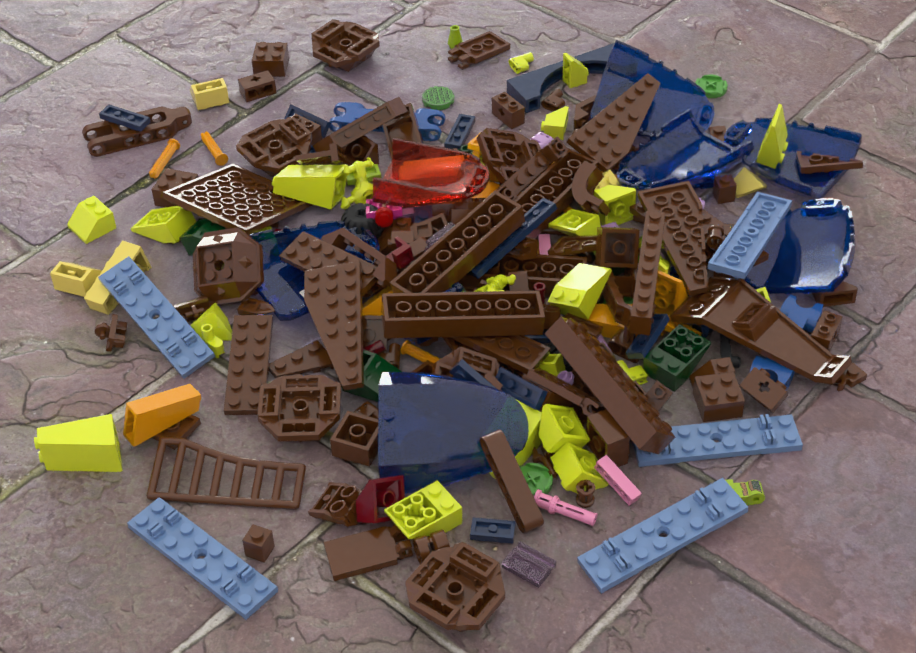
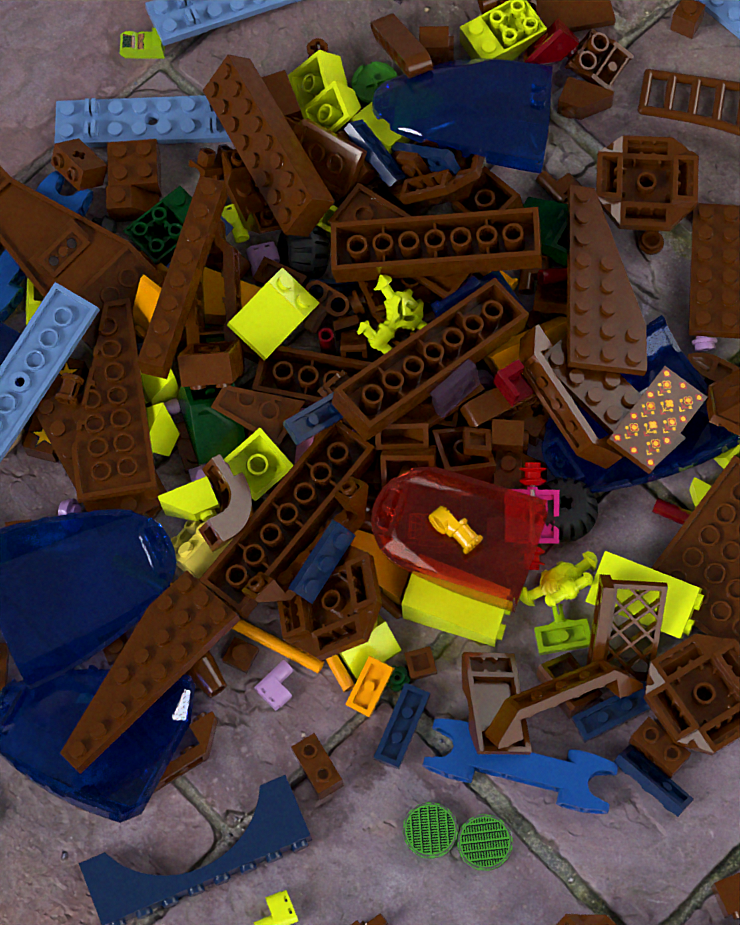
camera: 170 degrees left, 25 degrees up
(298, 251) = (656, 419): none -> reddish brown tile
(306, 359) = (656, 276): reddish brown wing -> none
(351, 471) = (583, 99): none -> reddish brown slope
(356, 439) = (575, 138): reddish brown brick -> none
(407, 93) = (484, 842): none -> tile
(433, 180) = (445, 523): none -> yellow connector
(482, 492) = (437, 43): none -> reddish brown brick
(492, 530) = (417, 16): dark blue plate -> none
(518, 163) = (322, 561): none -> dark blue plate
(553, 101) = (240, 796): reddish brown piece -> none
(554, 506) = (354, 44): bright pink pin -> none
(556, 123) = (243, 725): neon yellow slope -> none
(573, 71) = (188, 854): neon yellow slope -> none
(617, 480) = (277, 62): bright pink piece -> none

